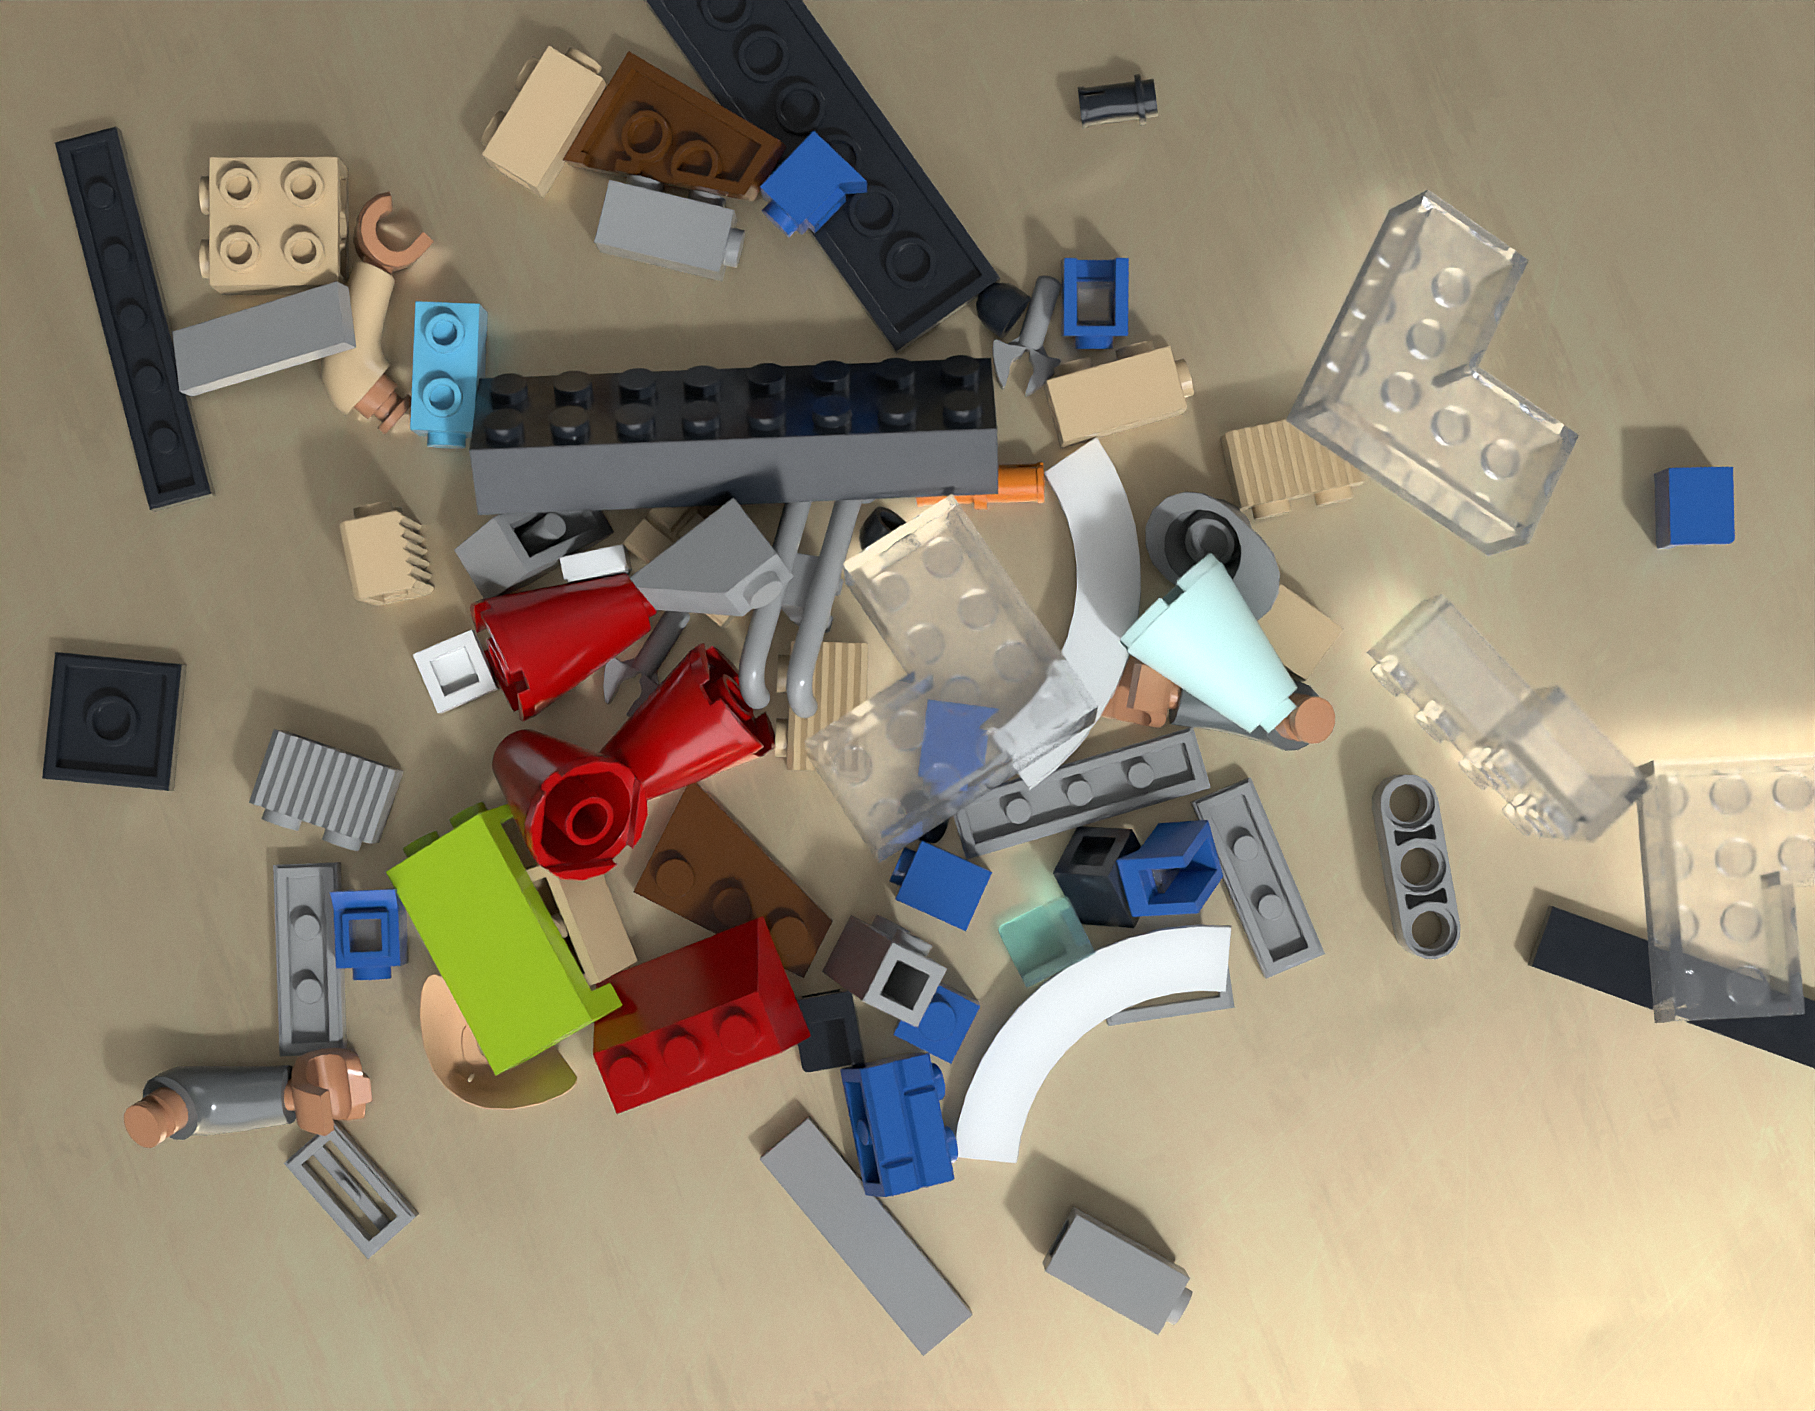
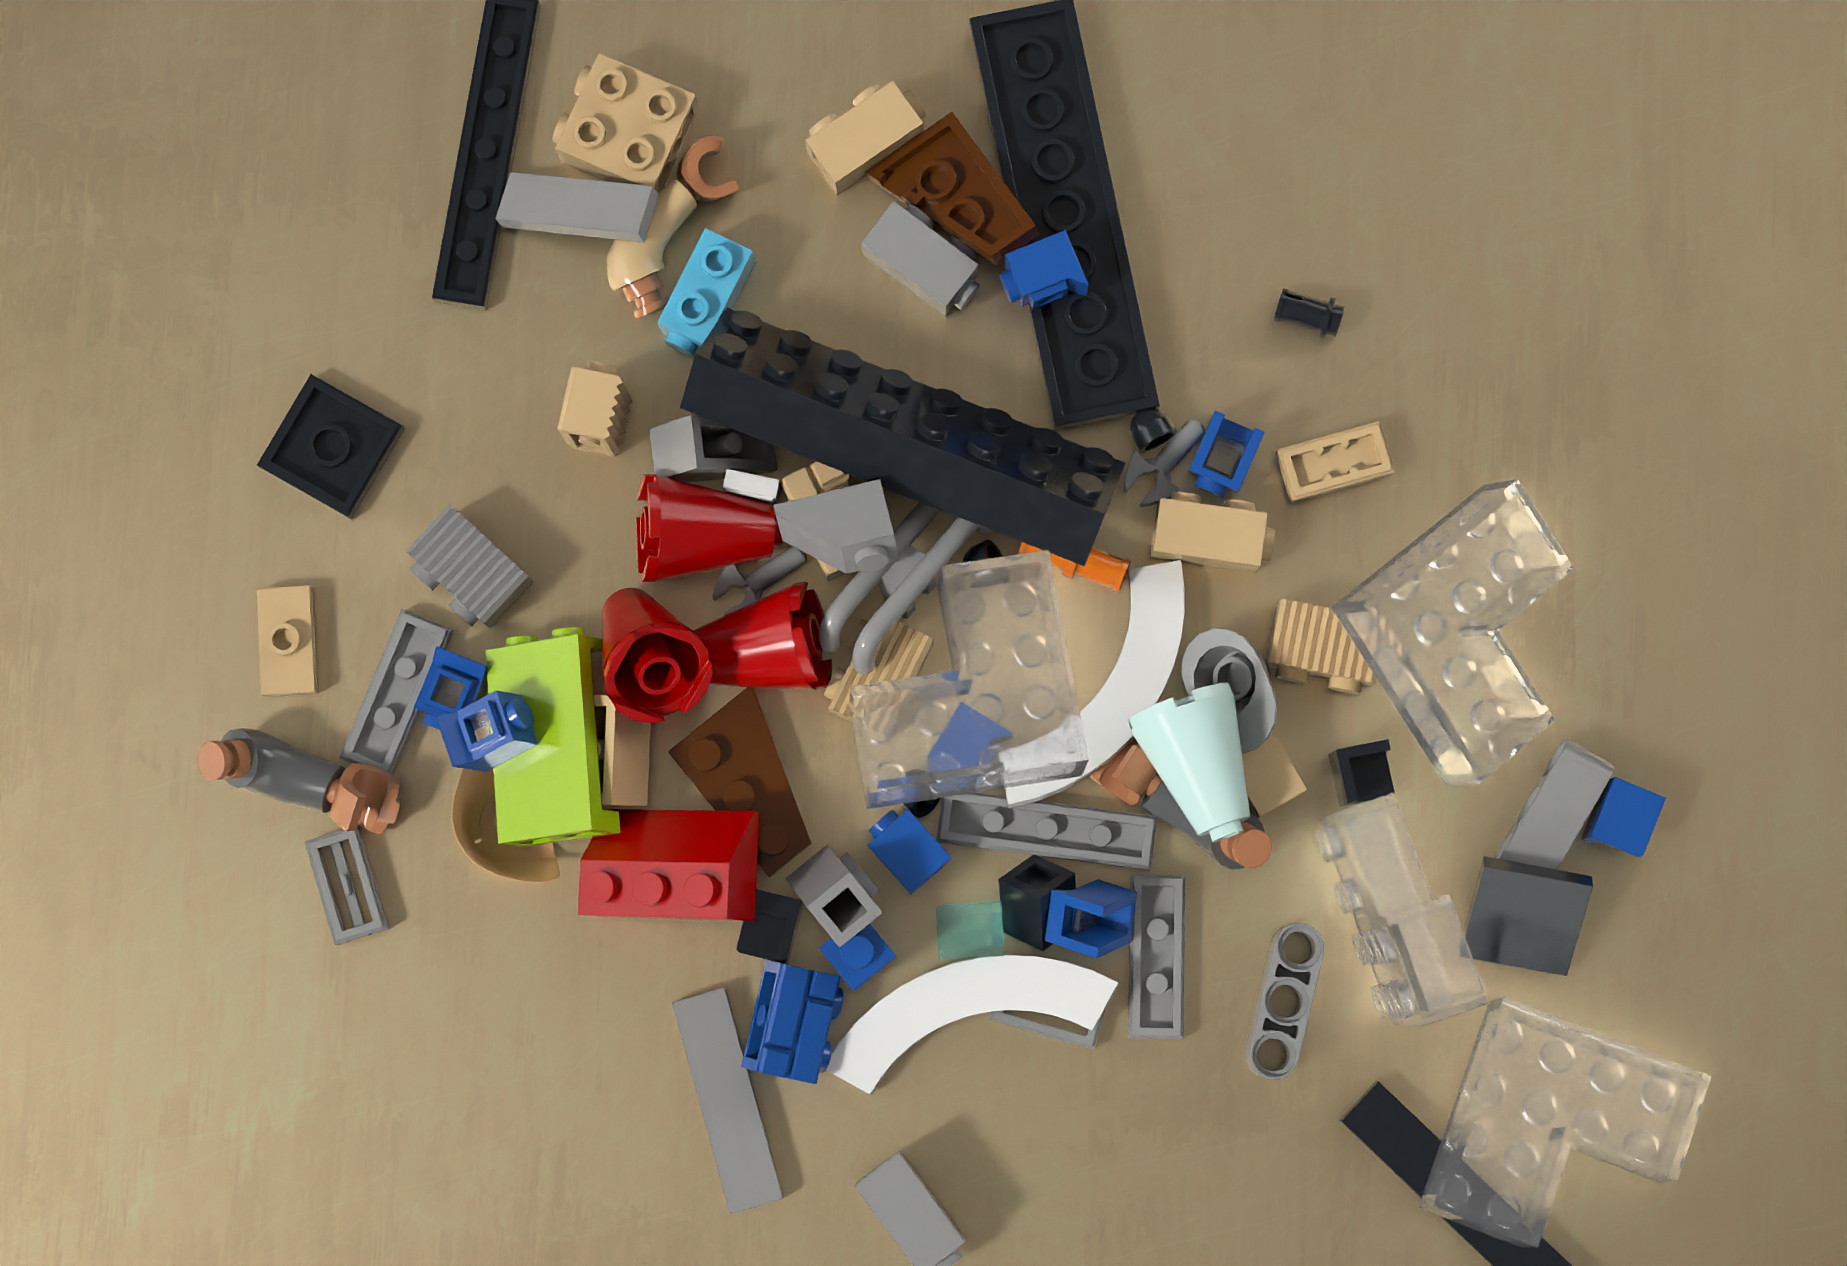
camera: 30 degrees right, 5 degrees down
(164, 954) = (286, 641): none -> tan plate
(429, 961) = (488, 731): none -> blue window
(456, 671) = (608, 522): white plate -> none
(1217, 255) = (1335, 462): none -> tan plate
(1392, 583) = (1361, 772): none -> black panel
(1617, 542) = (1557, 807): none -> light grey beam
(1636, 658) = (1526, 915): none -> black tile

